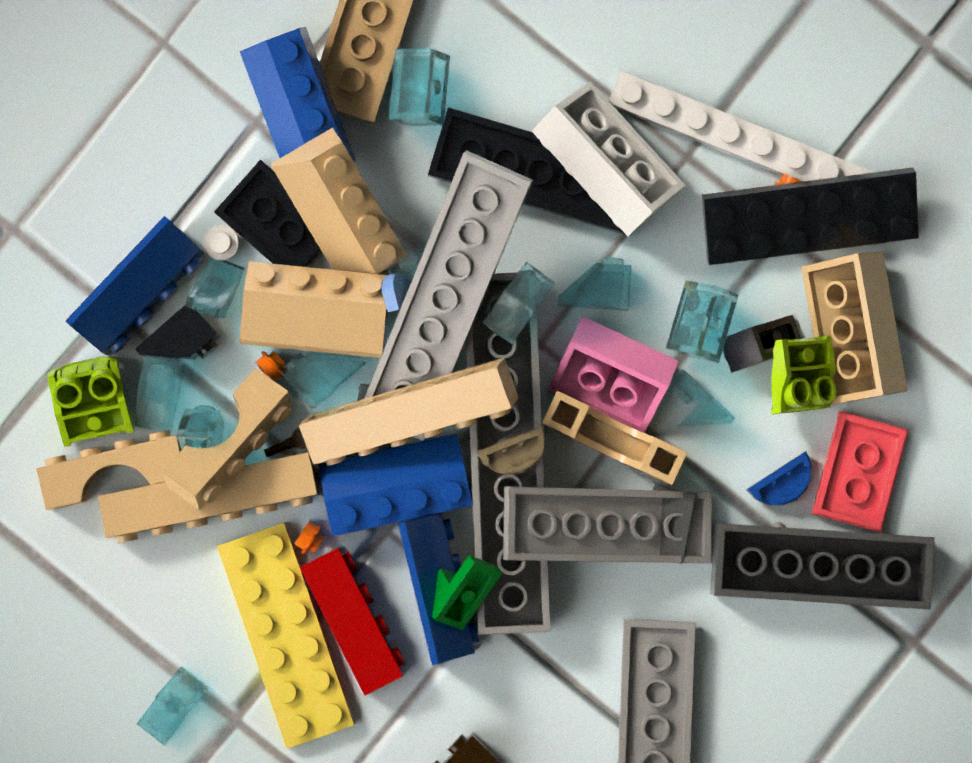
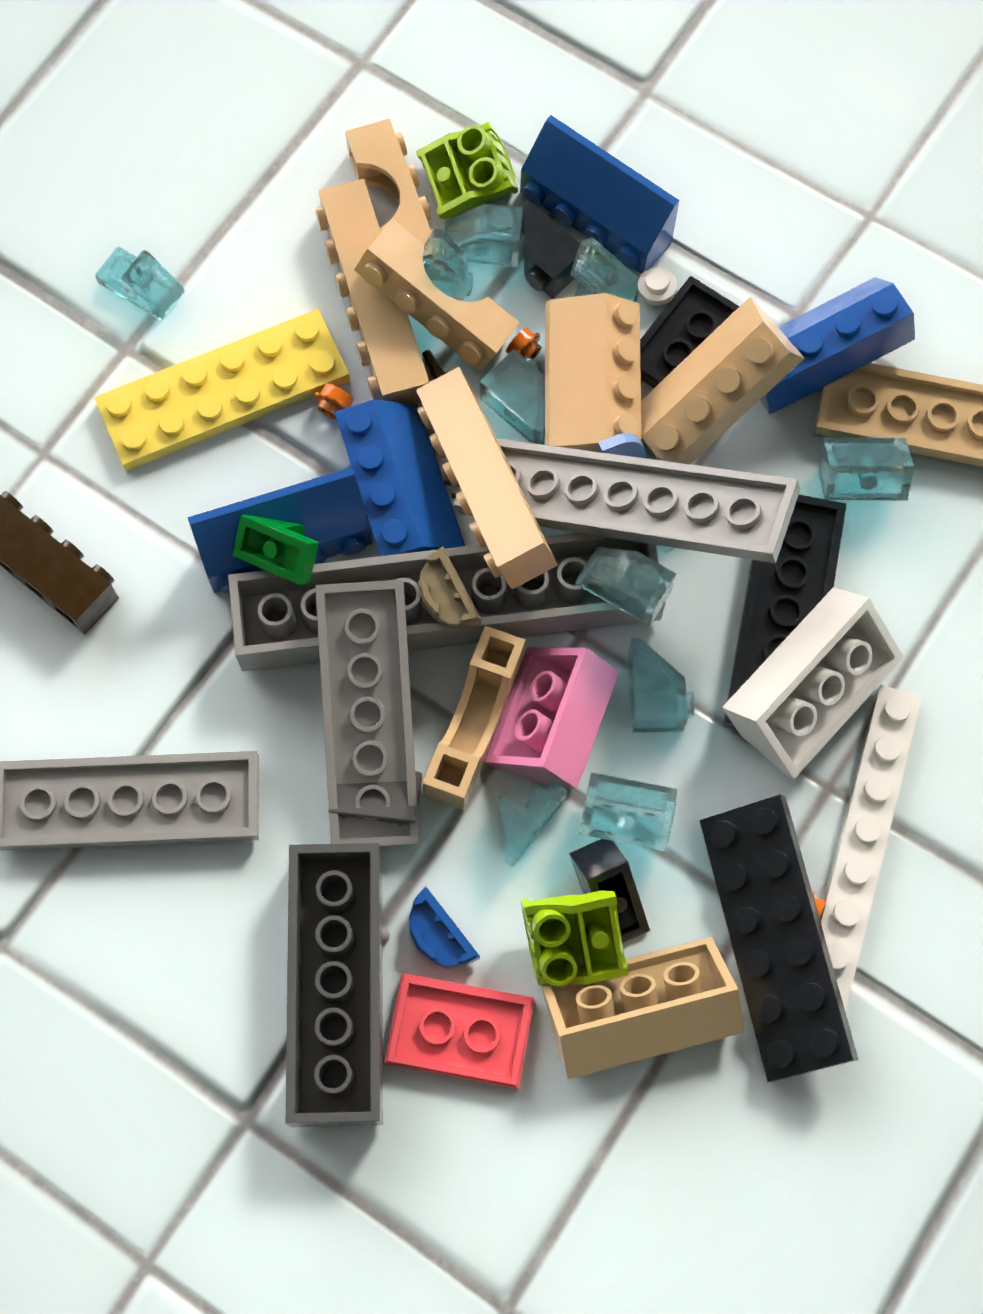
camera: 85 degrees right, 15 degrees down
(353, 621) = (241, 452): red brick -> none

